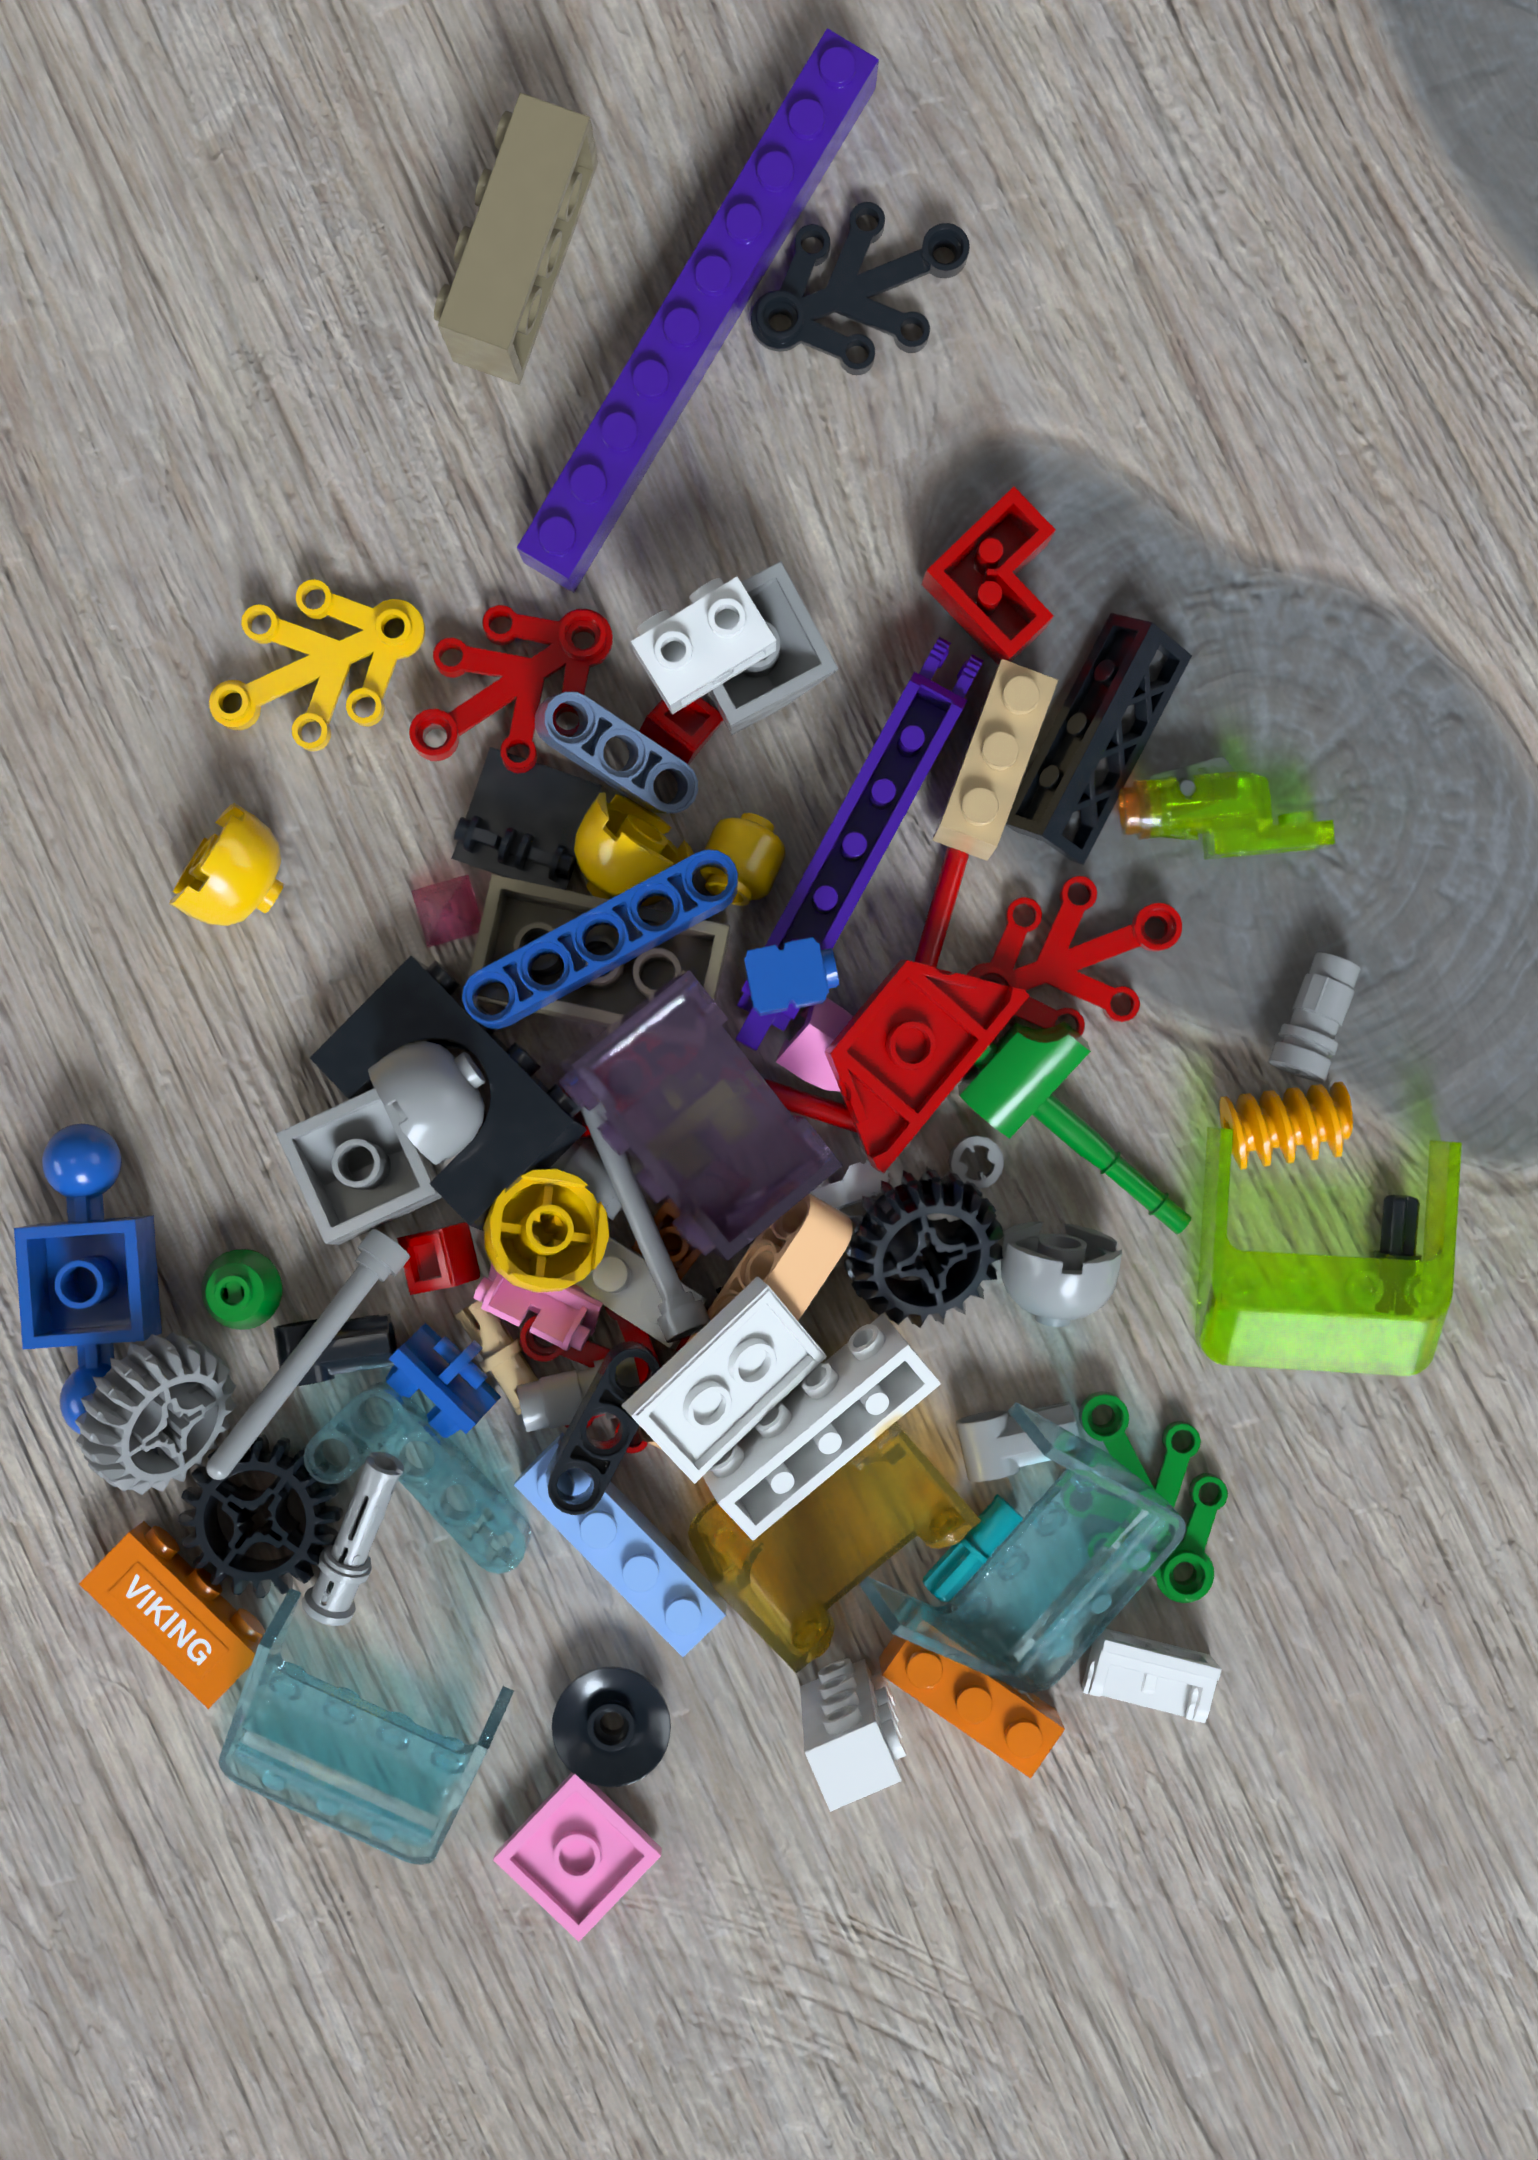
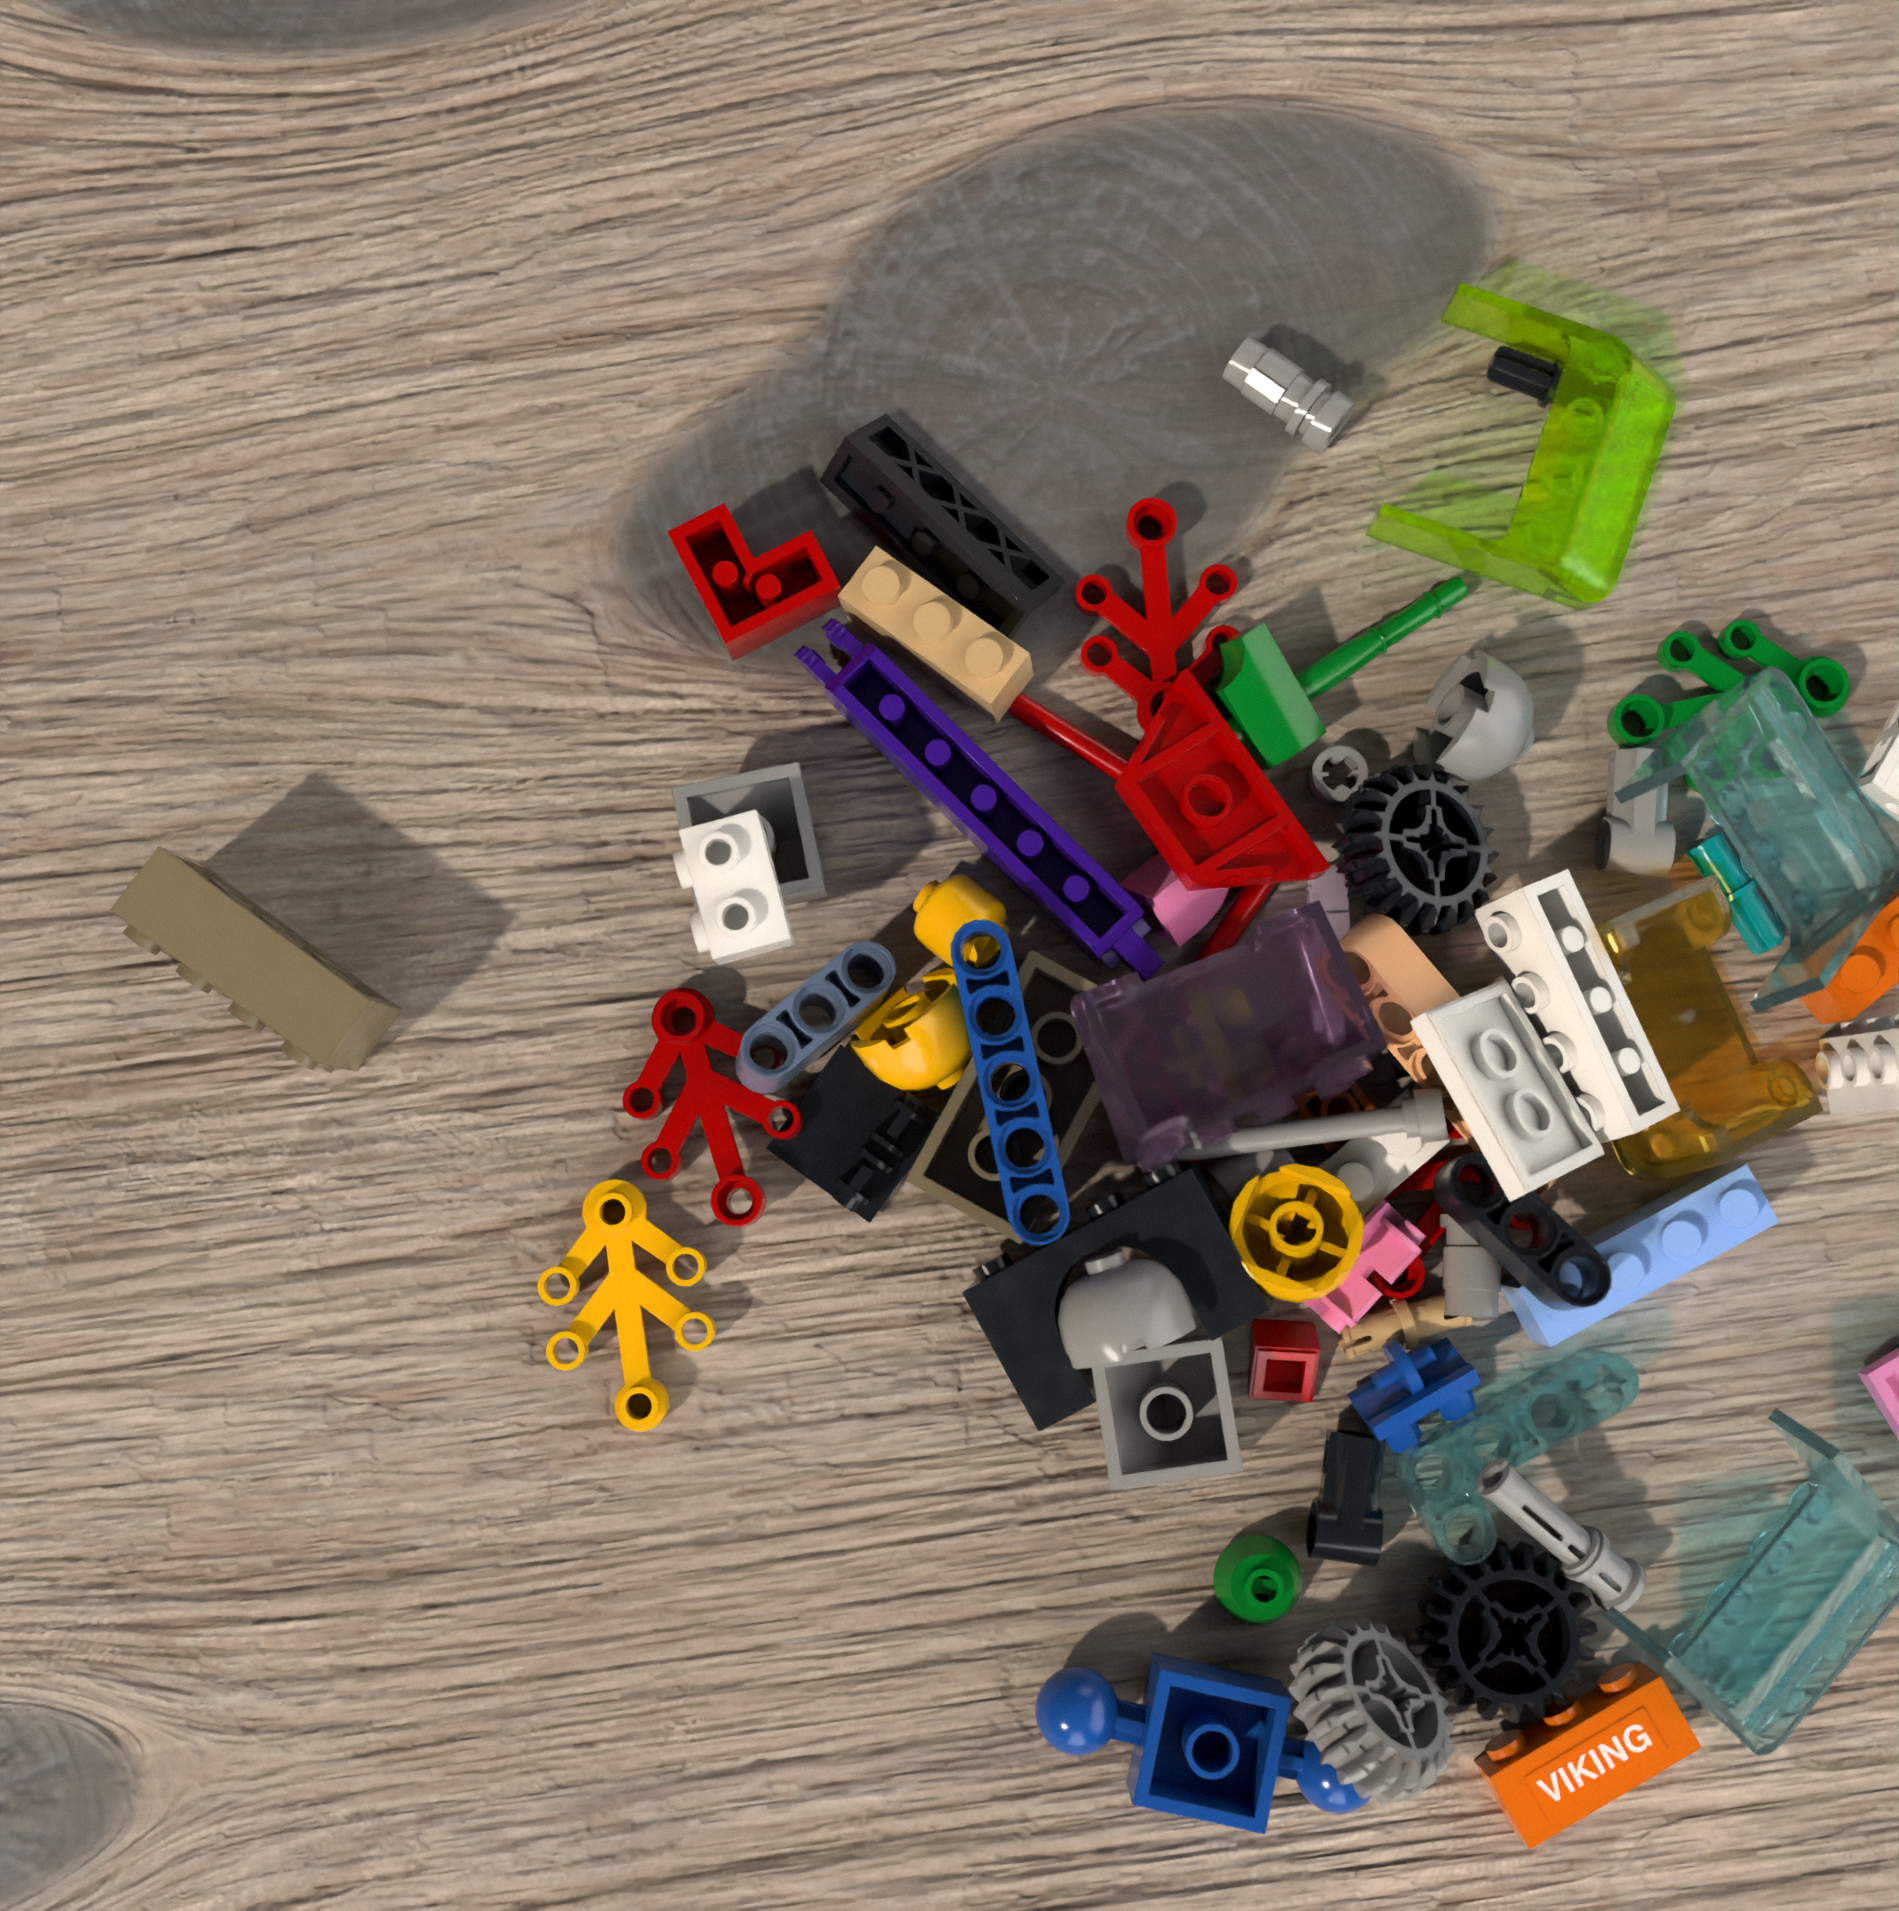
camera: 75 degrees left, 5 degrees down
(231, 872) = (817, 1459): yellow cylinder -> none
(377, 1260) = (1270, 1424): light grey piece -> none
(447, 910) = (922, 1243): clear pink slope -> none
(603, 1754) = (1855, 1328): black dish -> none
(683, 731) = (813, 945): red slope -> none
(700, 311) = (389, 802): dark purple brick -> none
(792, 975) = (1109, 896): blue brick -> none
(850, 292) = (415, 645): black plant -> none
(1222, 805) = (1049, 428): clear neon green plate -> none
(1288, 1122) = (1387, 448): light orange piece -> none

